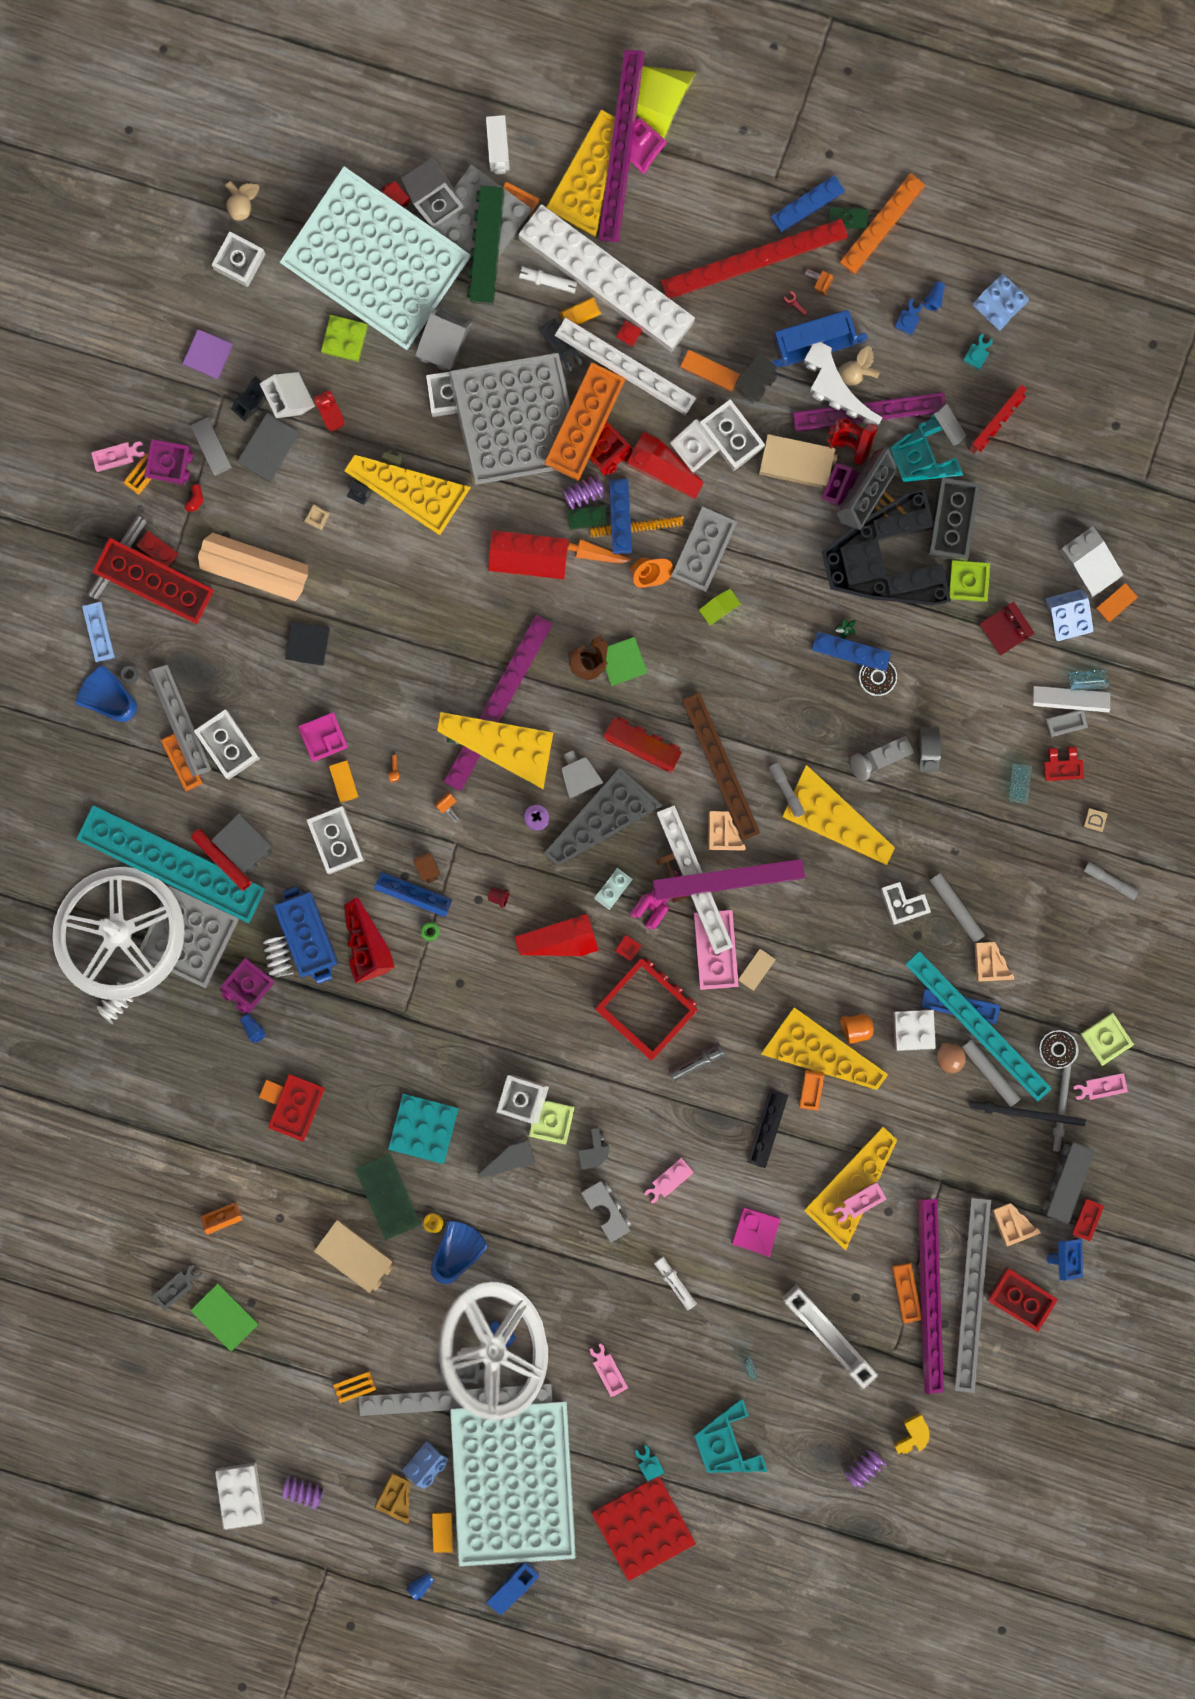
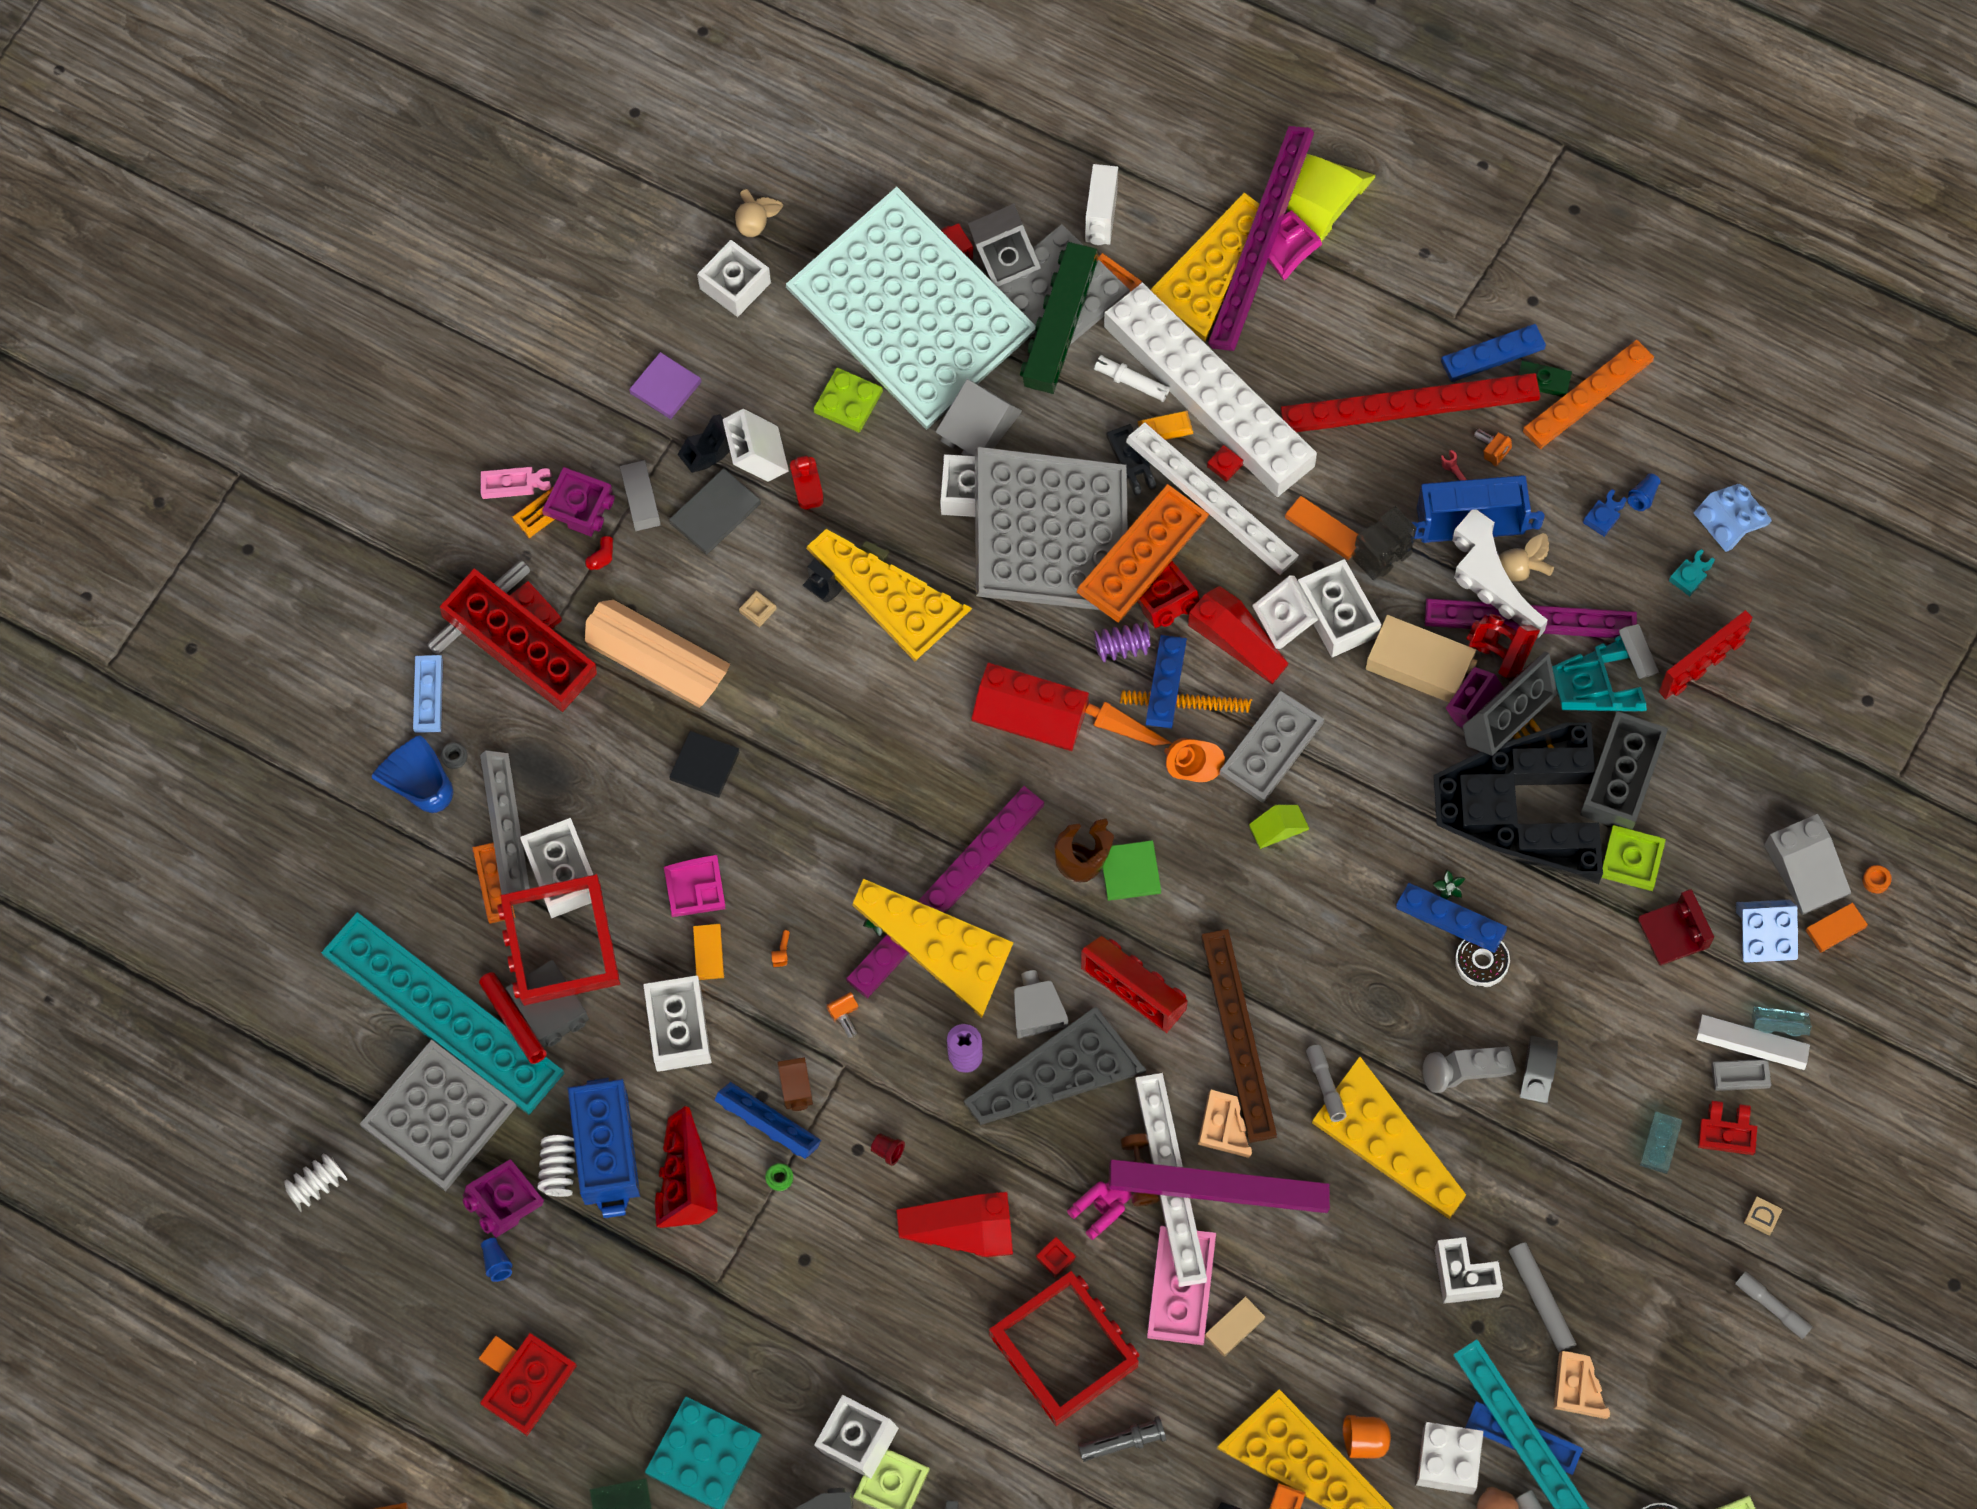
camera: 15 degrees right, 20 degrees down
(118, 933) = (342, 1086): white wheel -> none
(271, 792) = (568, 988): none -> red window
(587, 517) = (1120, 677): dark green plate -> none
(613, 889) = (1051, 1170): light aqua plate -> none
(1139, 561) = (1877, 879): none -> orange tile

